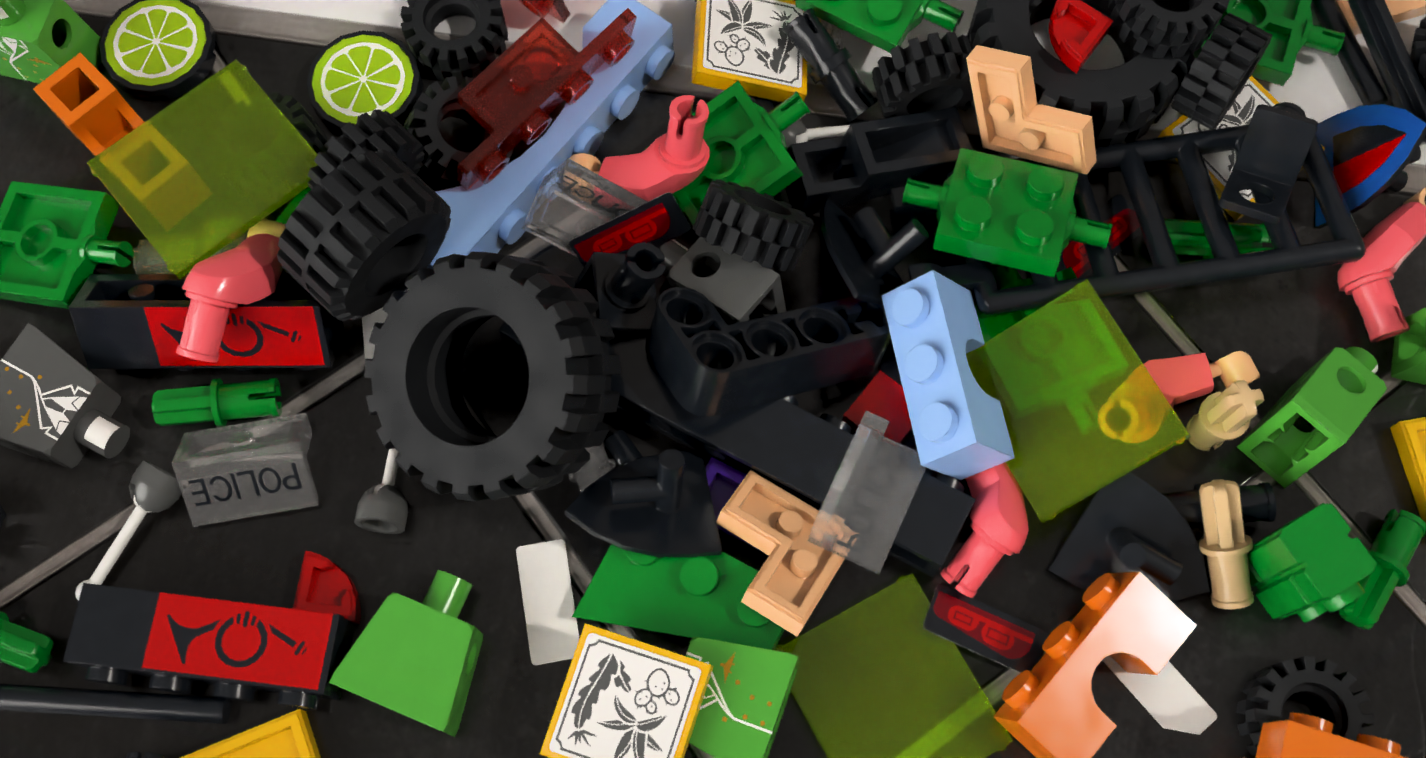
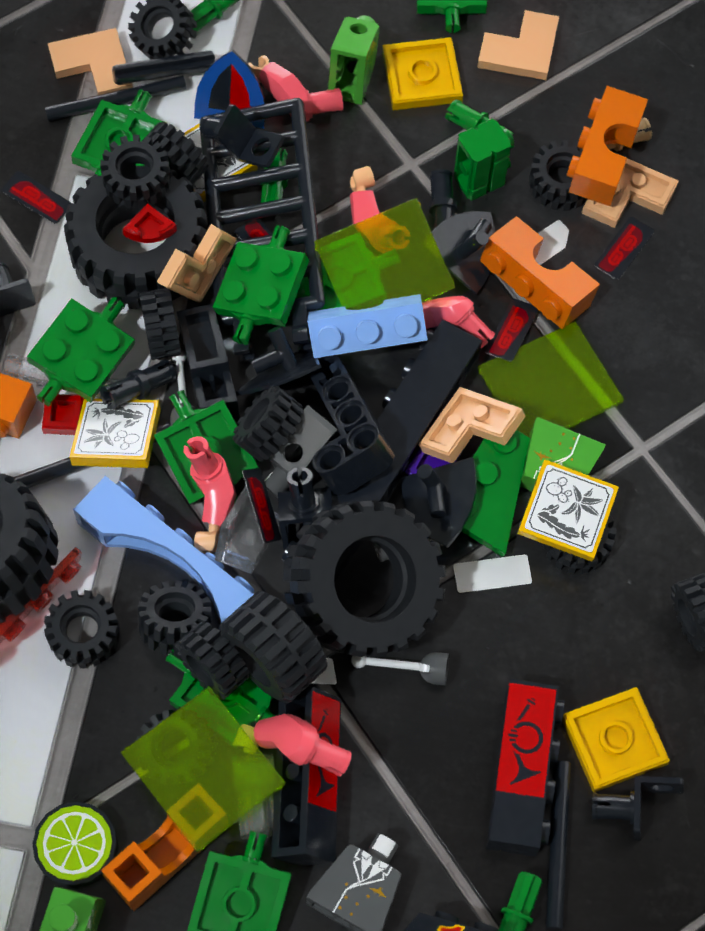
camera: 90 degrees left, 5 degrees down
(151, 491) = (421, 817): hinge -> none
(216, 402) = (360, 778): green axle -> none
(246, 469) = (404, 755): clear panel -> none
(326, 589) = (487, 705): red tile -> none
(363, 75) = (119, 693): lime tile -> none
(417, 656) = (530, 640): bright green torso -> none
(527, 84) = (156, 558): clear red bracket -> none
(868, 496) = (441, 374): clear panel -> none
(885, 399) = (378, 373): red tile -> none
(1224, 416) = (393, 184): tan axle -> none
(1226, 544) = (468, 197): tan axle -> none
(1331, 397) = (392, 141): bright green torso -> none

